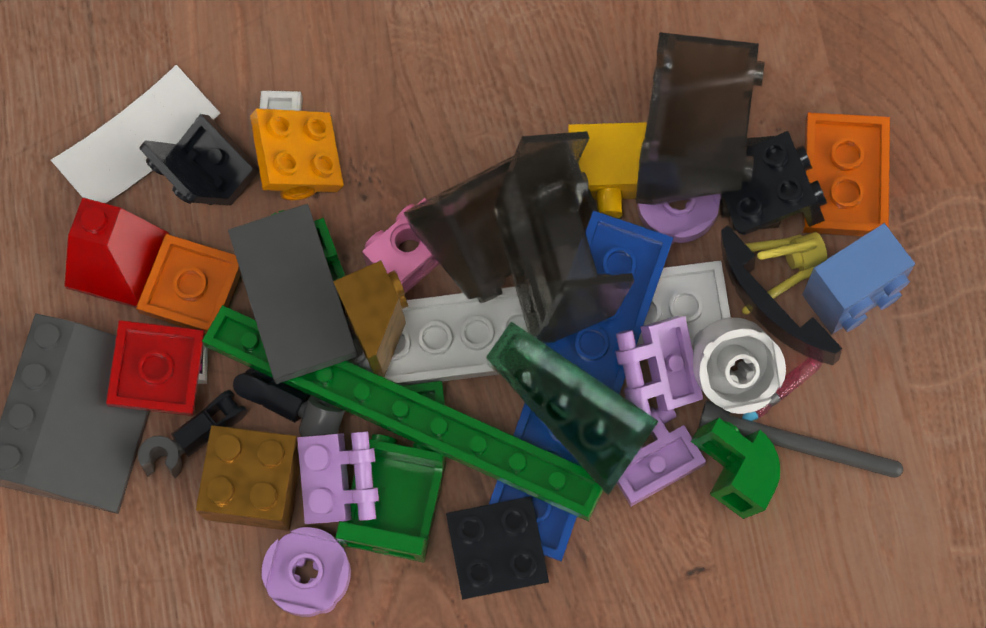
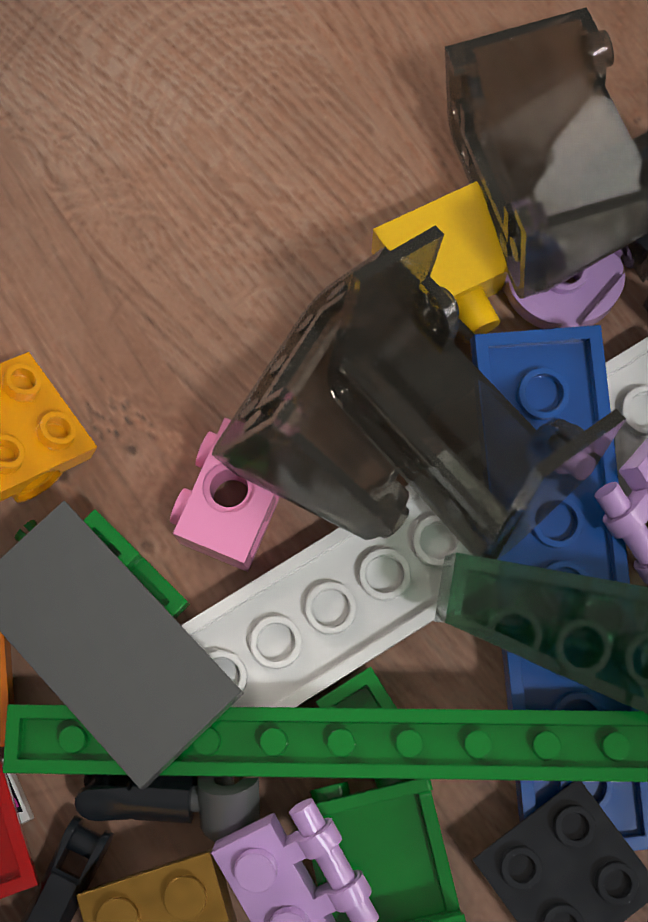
camera: 30 degrees left, 5 degrees up
(374, 309) = (238, 618): pearl gold slope -> none

